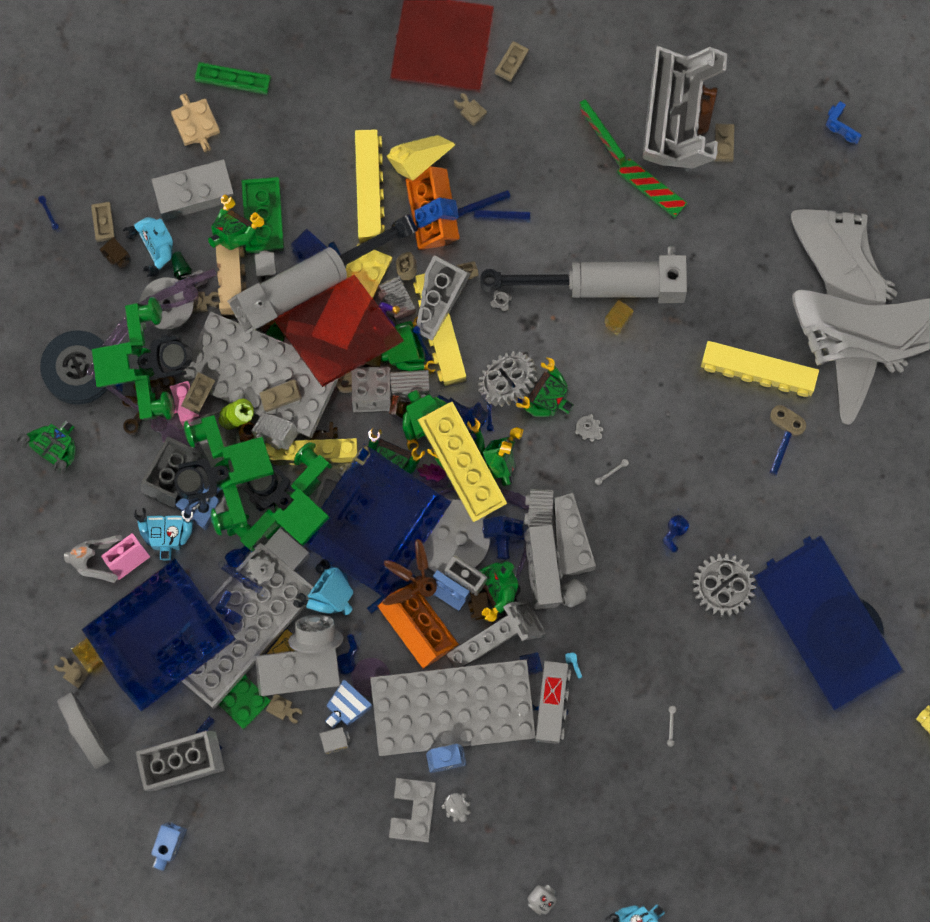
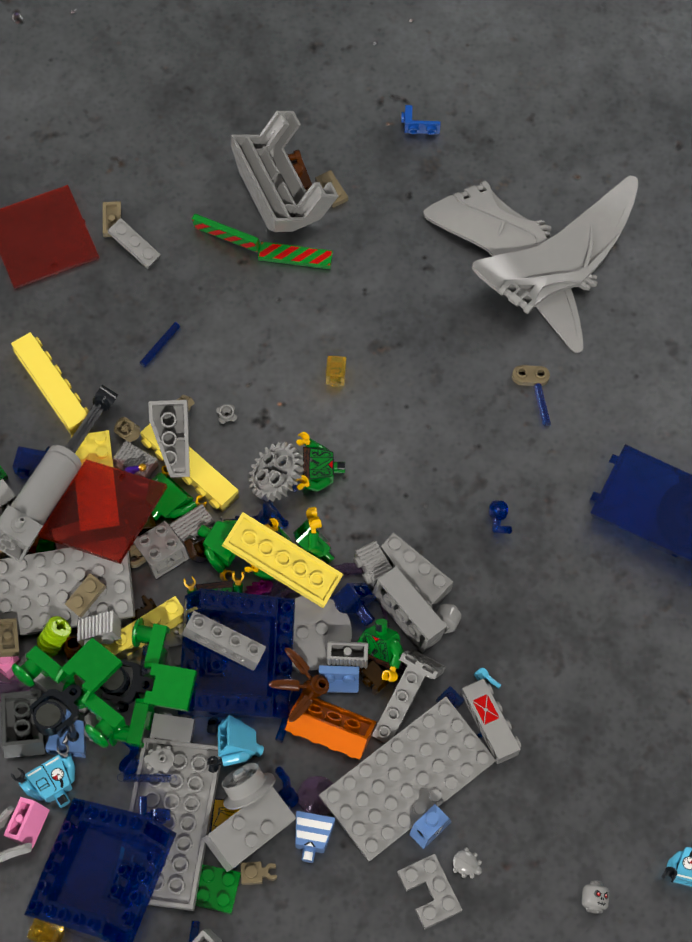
camera: 35 degrees left, 10 degrees down
(335, 740) = (321, 871): light grey brick -> none
(370, 502) = (224, 640): none -> light grey brick
(416, 156) = (79, 336): light yellow slope -> none
(422, 190) = (119, 371): orange slope -> none
(428, 357) = (171, 474): clear blue hinge -> none
(435, 210) = (123, 369): blue bracket -> none
(471, 110) = (102, 276): dark tan plate -> none
(501, 214) = (181, 345): clear blue bar -> none
(516, 96) = (134, 243): none -> light grey plate
(589, 428) = (370, 475): light grey piece -> none
(610, 279) = (354, 319): light grey piece -> none
(624, 463) = (418, 487): light grey hinge -> none
(672, 709) = (595, 667): light grey hinge -> none
(712, 572) = (552, 531): light grey gear -> none
(759, 368) = (480, 346): light yellow brick -> none

